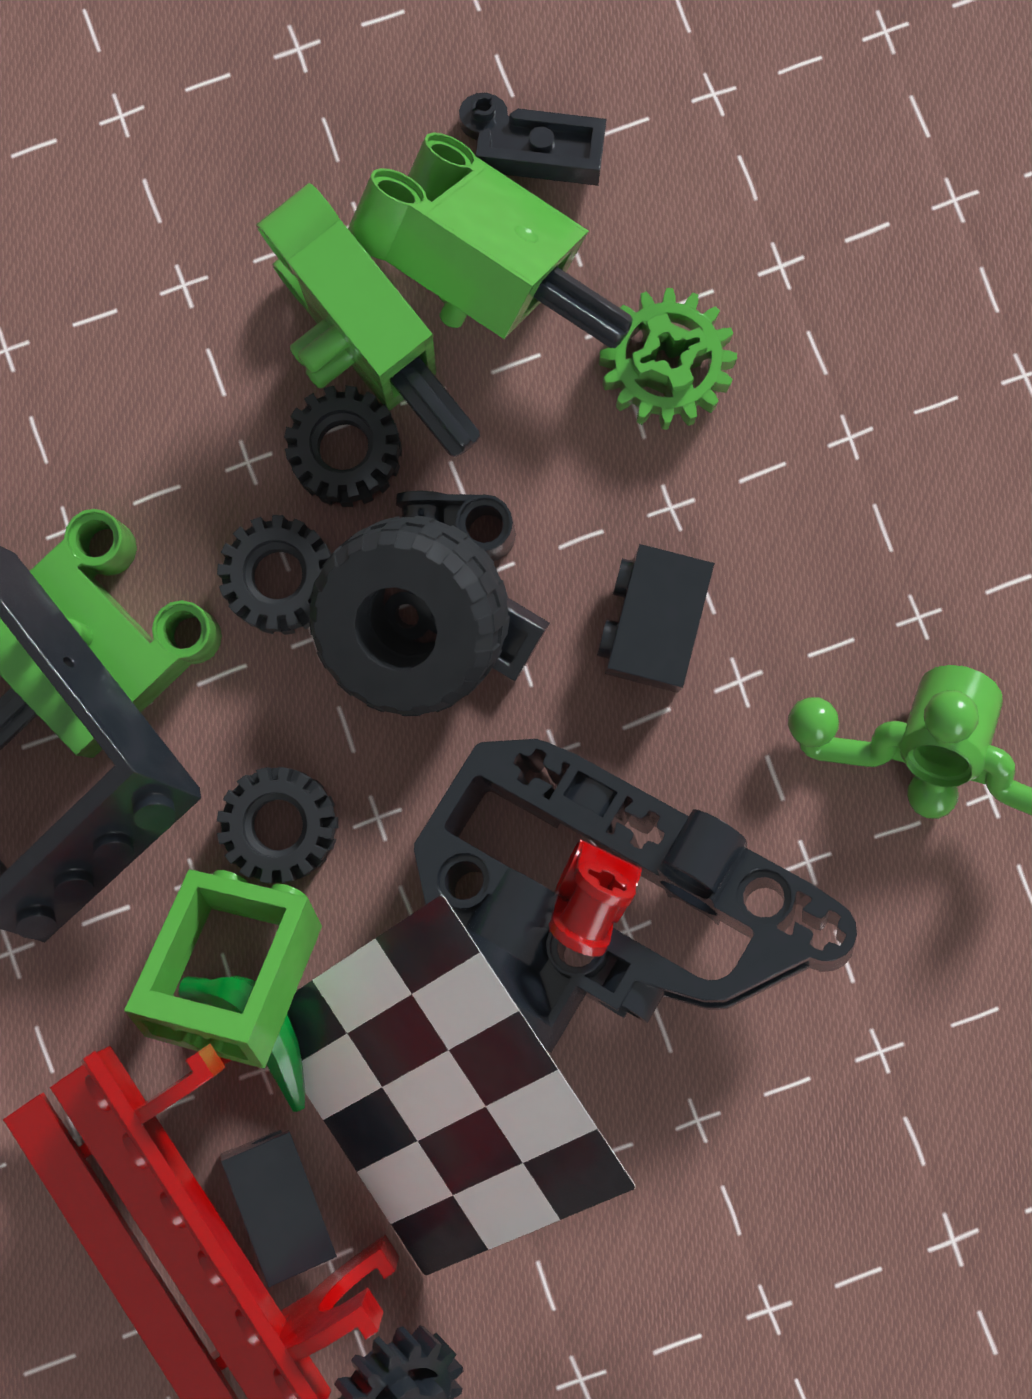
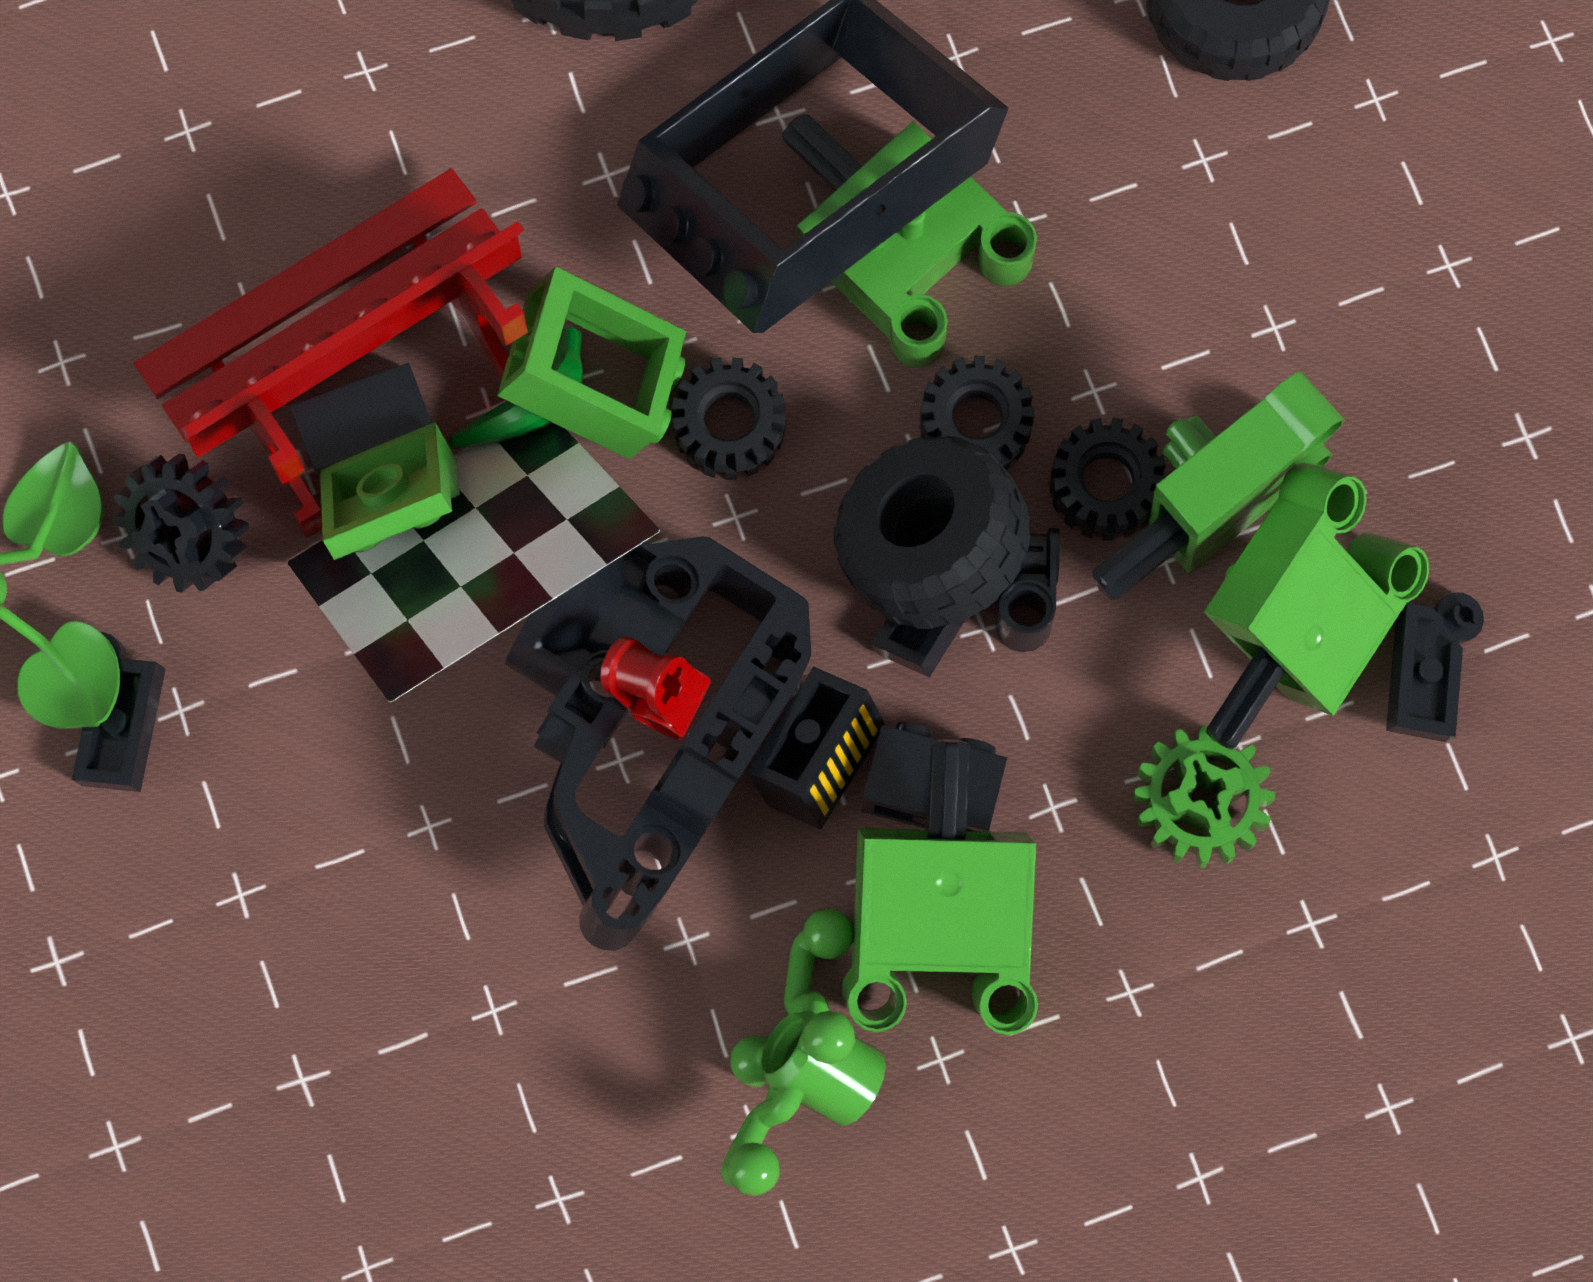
camera: 85 degrees right, 10 degrees down
(367, 1181) = (387, 491): none -> bright green plate
(627, 733) = (817, 748): none -> black brick
(796, 606) = (944, 904): none -> bright green piece

